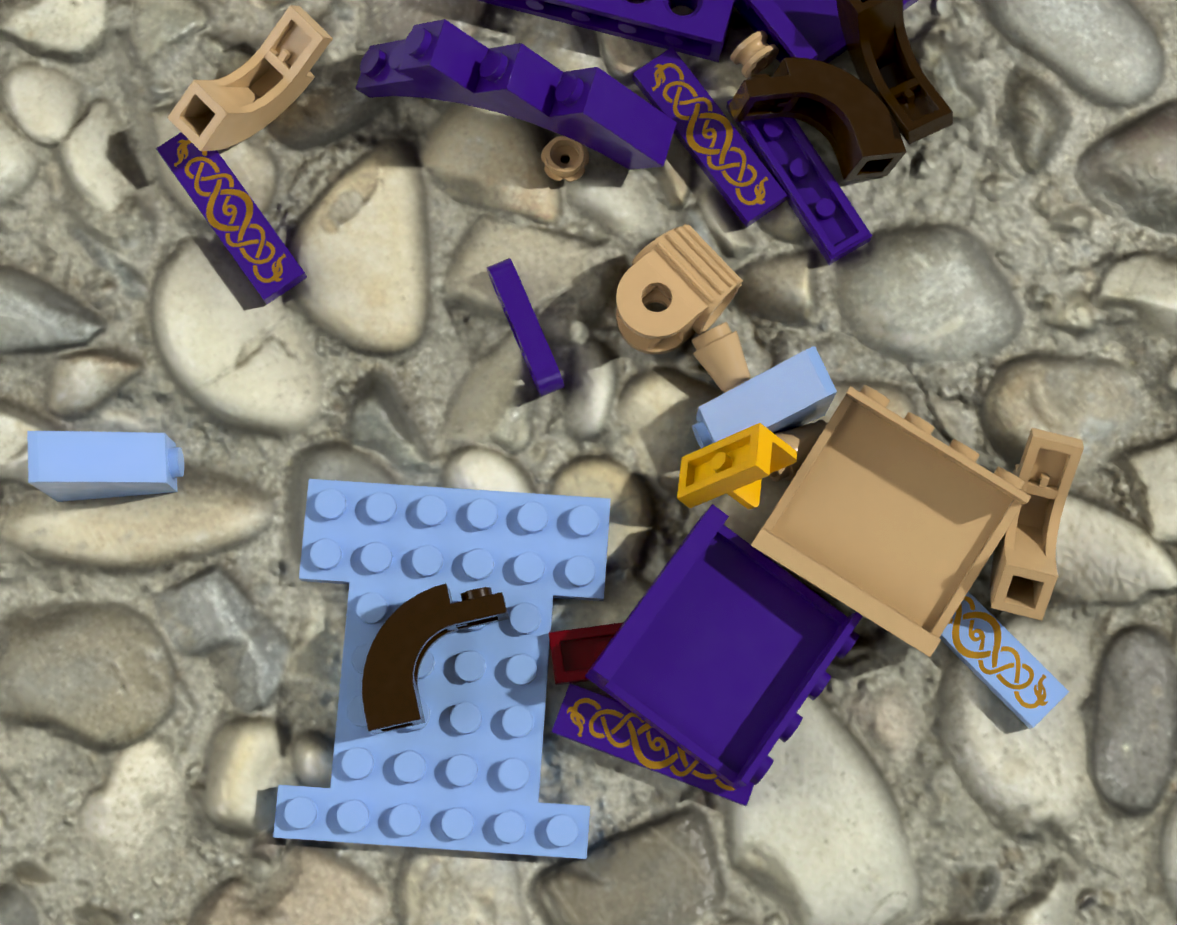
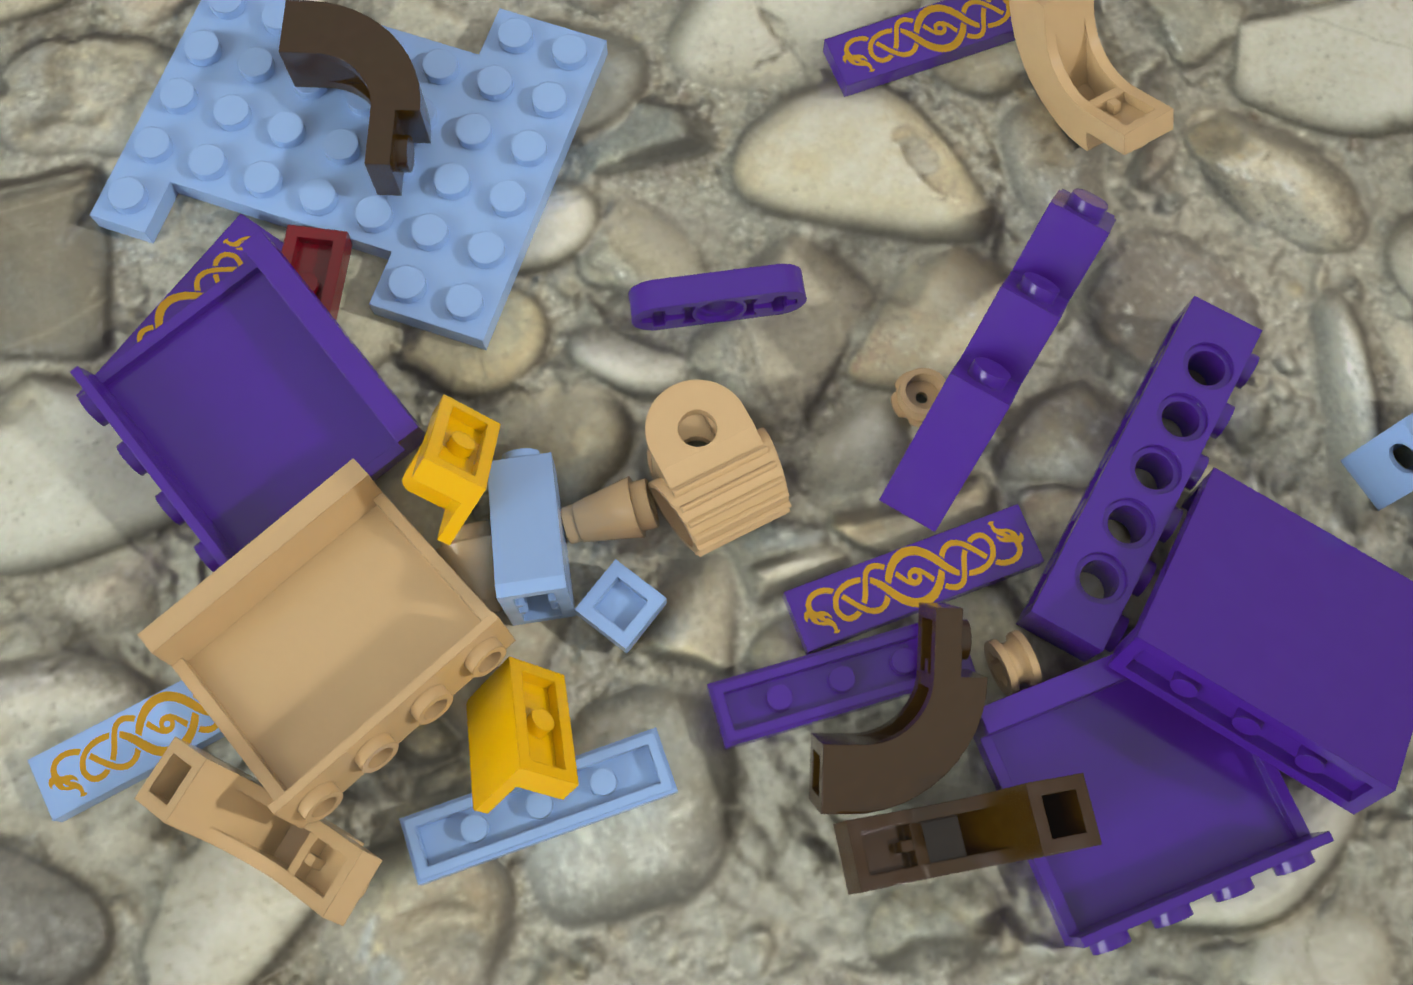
camera: 100 degrees right, 5 degrees down
(791, 331) = (621, 606): none -> light blue plate
(916, 369) = (520, 735): none -> yellow panel
(950, 355) = (610, 783): none -> light blue tile

